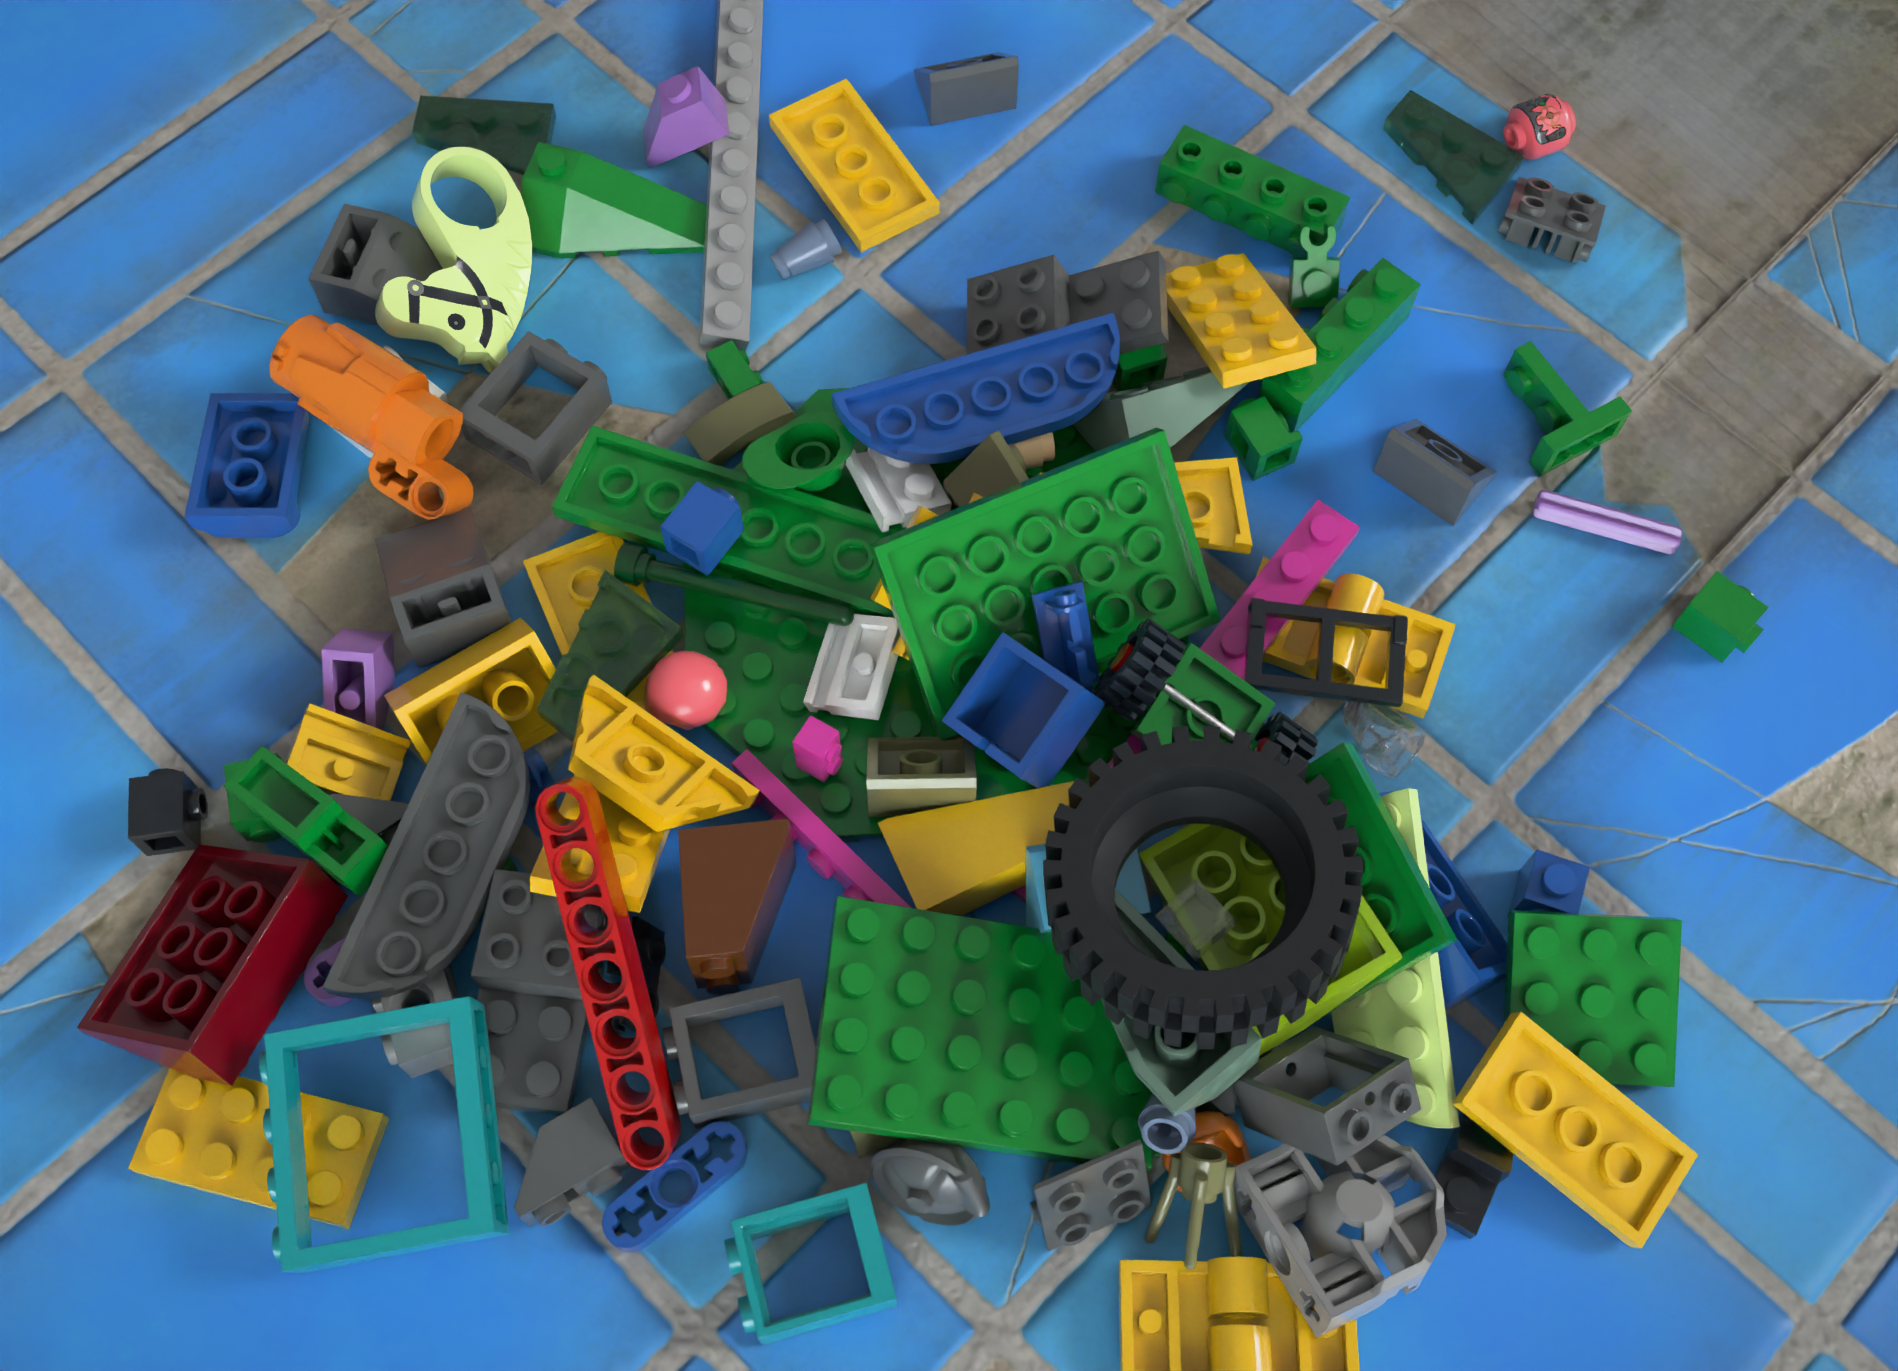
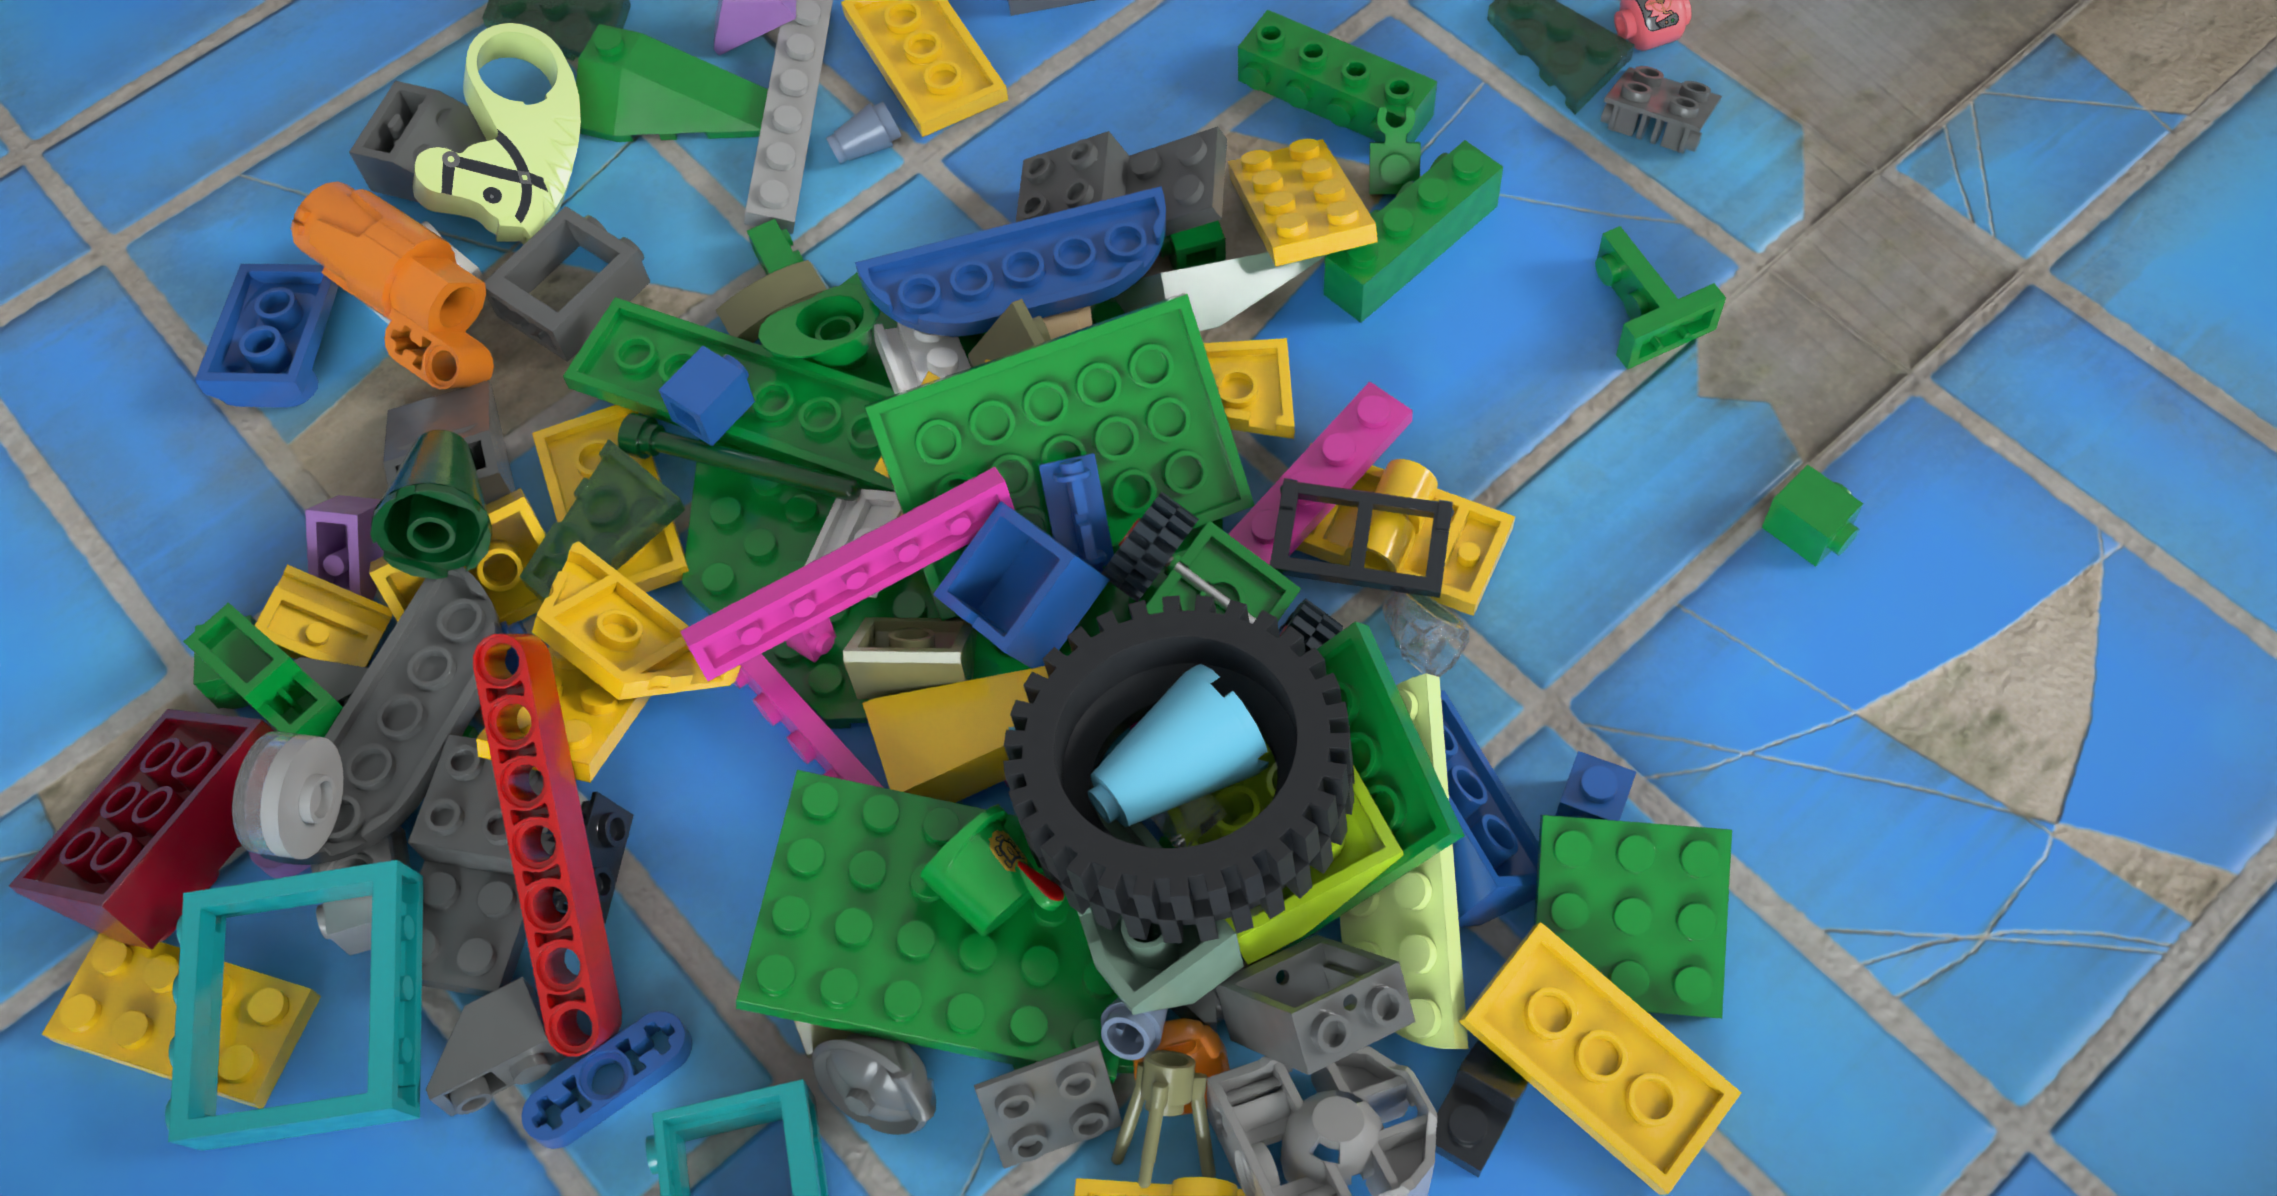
camera: 10 degrees right, 5 degrees down
(165, 812) = (134, 674): black brick -> none
(360, 939) = (287, 795): none -> light grey piece
(458, 649) = (433, 510): none -> dark green cone
(685, 689) = (679, 562): coral hair -> none
(732, 897) = (698, 775): reddish brown slope -> none
(754, 1099) = (693, 990): dark grey window -> none
(864, 707) = (844, 576): none -> dark pink plate
(1031, 993) = (988, 874): none -> green hat
(1200, 872) = (1179, 752): none -> medium azure cone
(1261, 437) = (1322, 323): green brick -> none
(1432, 470) = (1505, 358): dark grey slope -> none
(1607, 522) = (1696, 416): axle -> none

